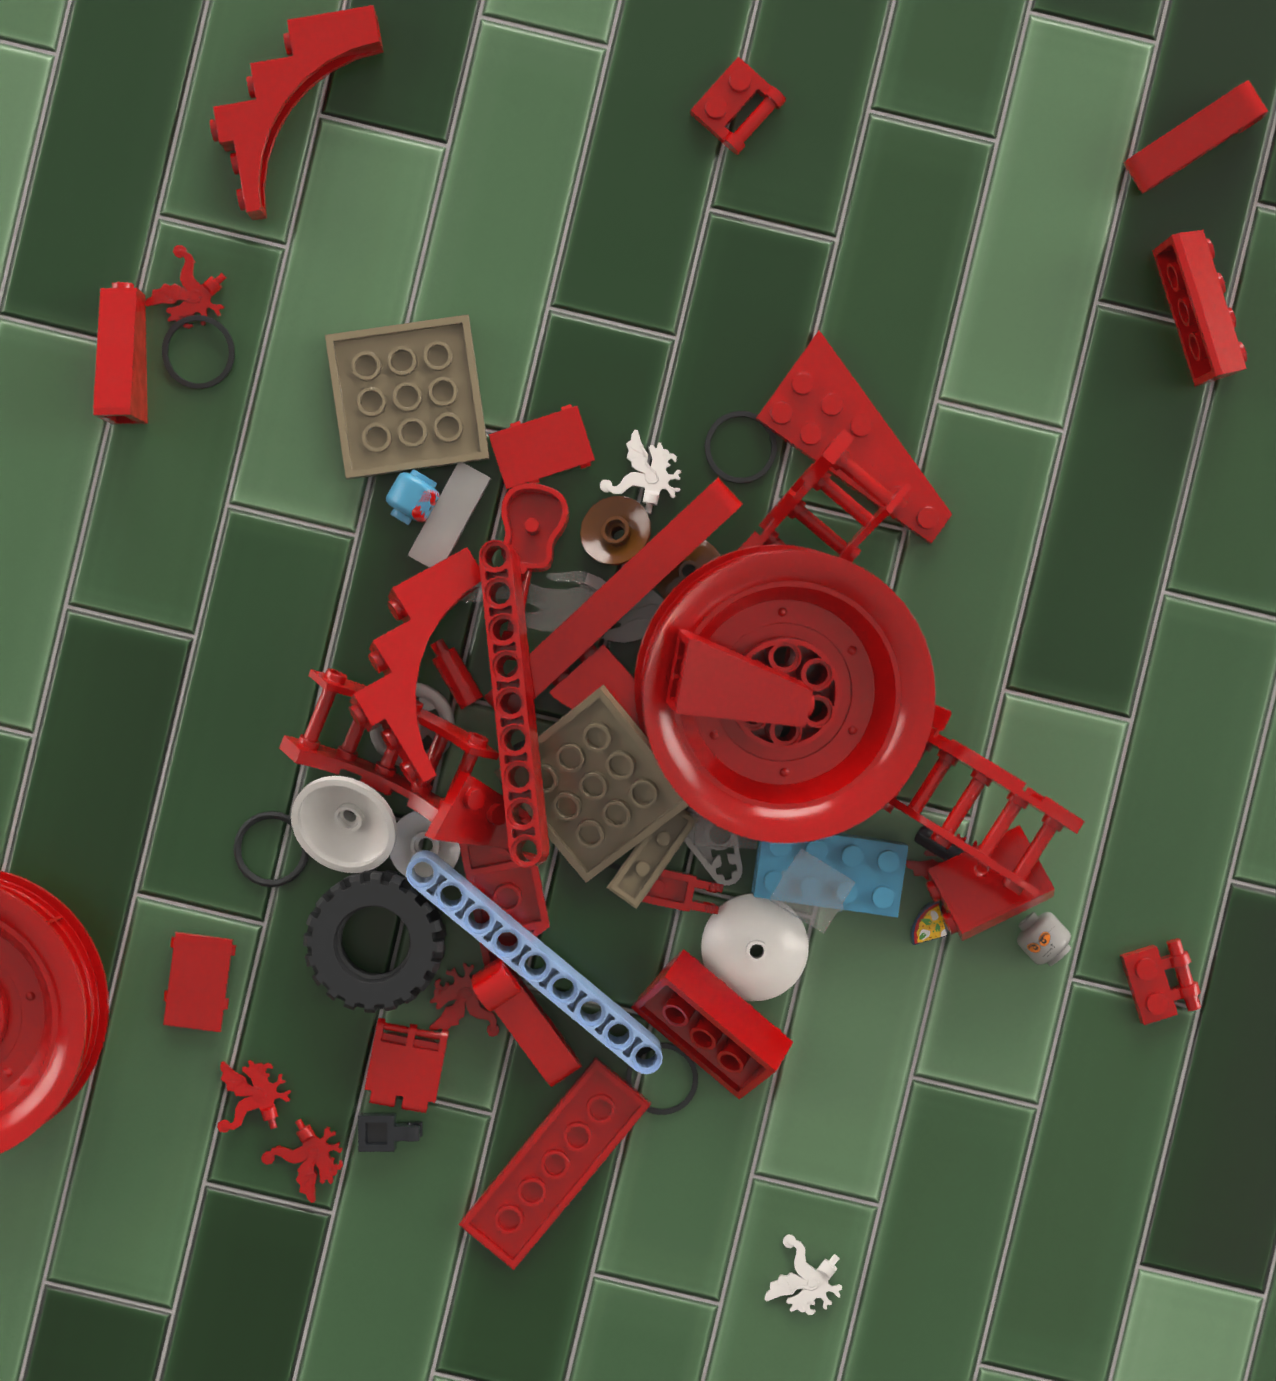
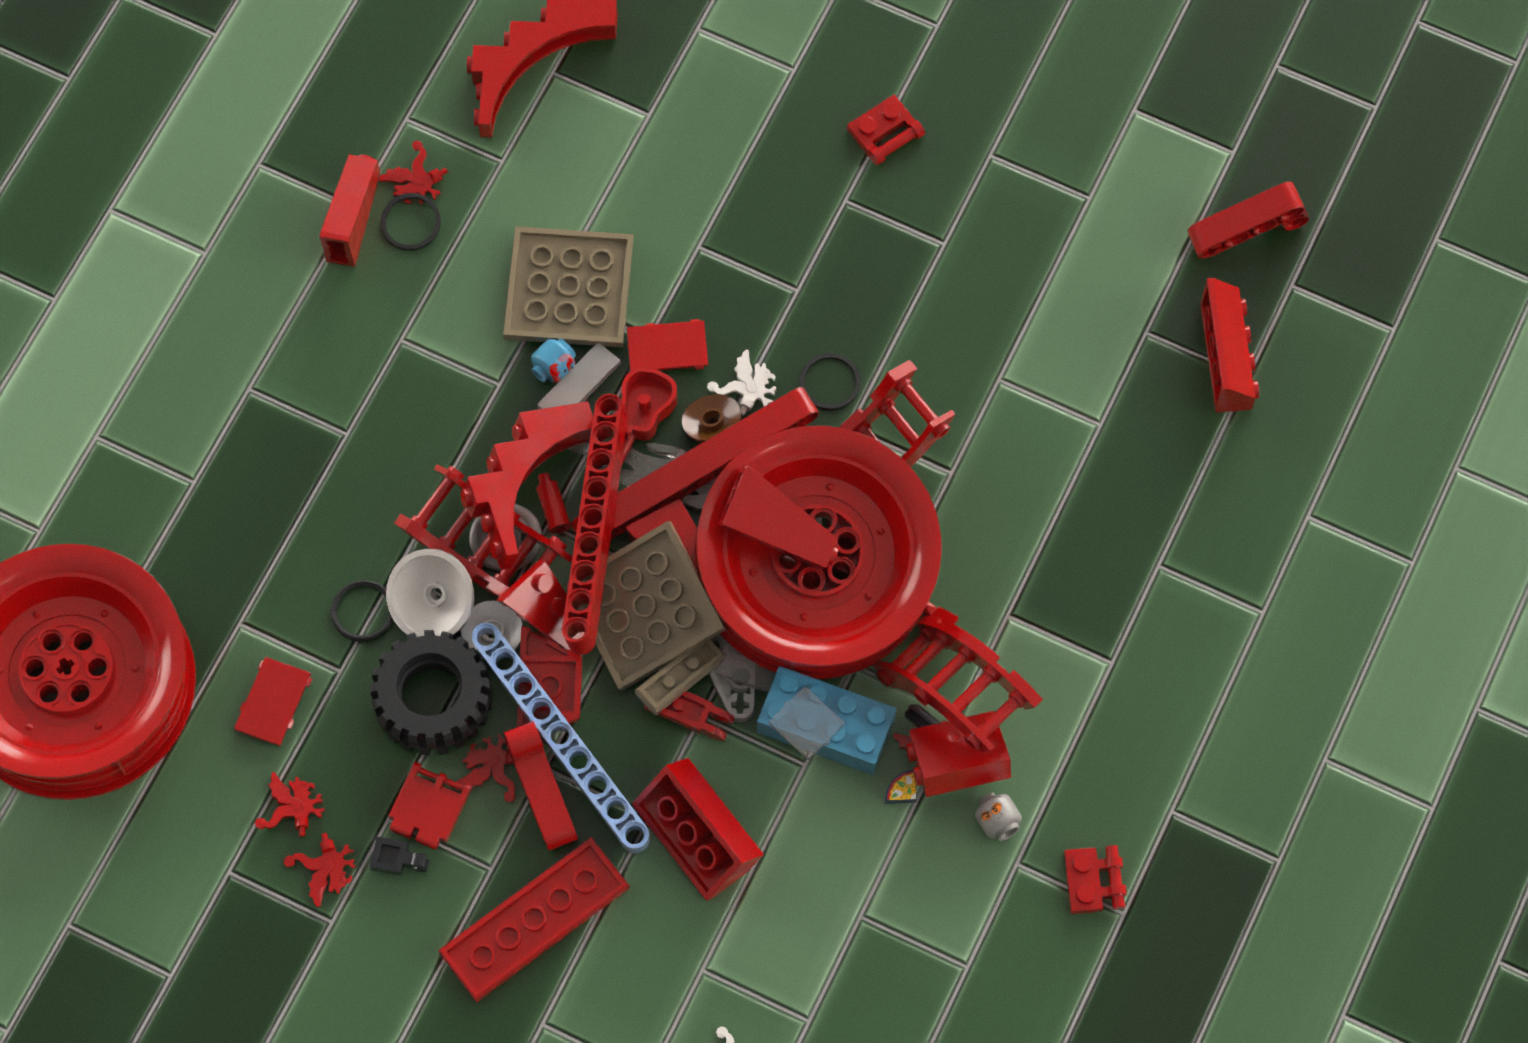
camera: 20 degrees right, 20 degrees down
(694, 1085) = (668, 885): black piece -> none
(749, 922) = (757, 795): white dish -> none
(821, 401) = (909, 340): red wing -> none

